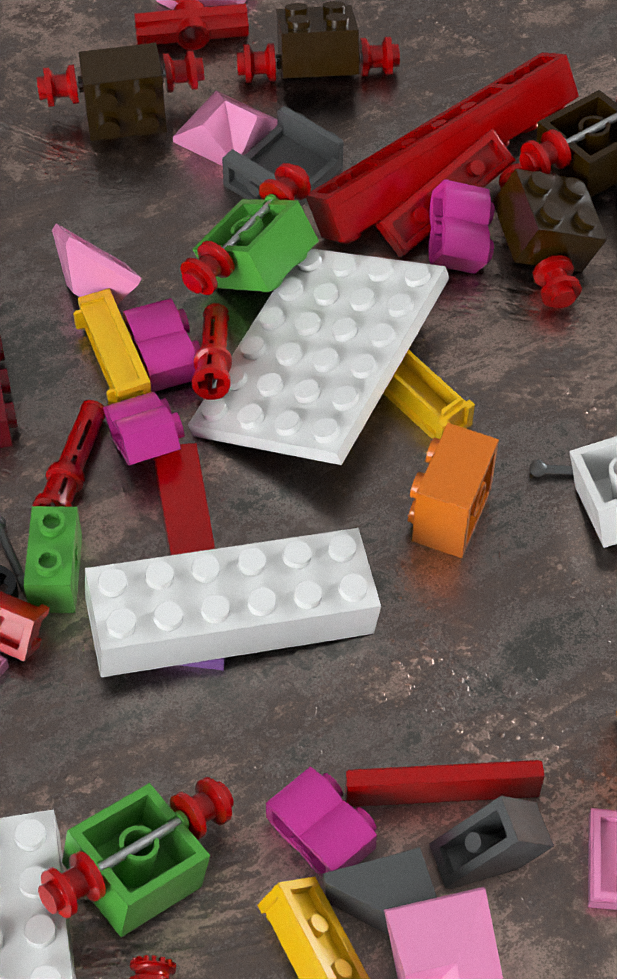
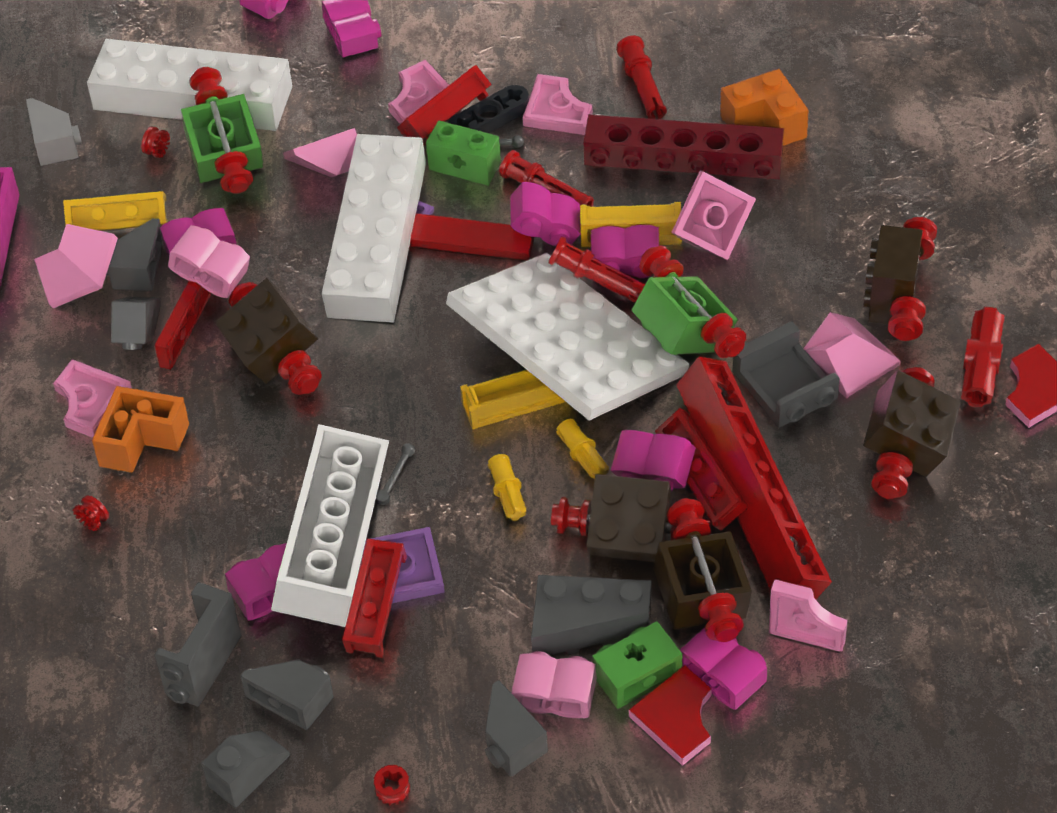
camera: 115 degrees right, 5 degrees down
(102, 727) = (327, 156): none -> bright pink slope
(390, 753) = (210, 262): none -> bright pink brick
(452, 489) = (396, 368): orange brick -> none
(454, 660) = (270, 335): none -> dark brown brick
(460, 306) = (582, 448): none -> yellow axle
(544, 356) = (507, 486): none -> yellow axle
(588, 63) = (801, 618): none -> bright pink tile

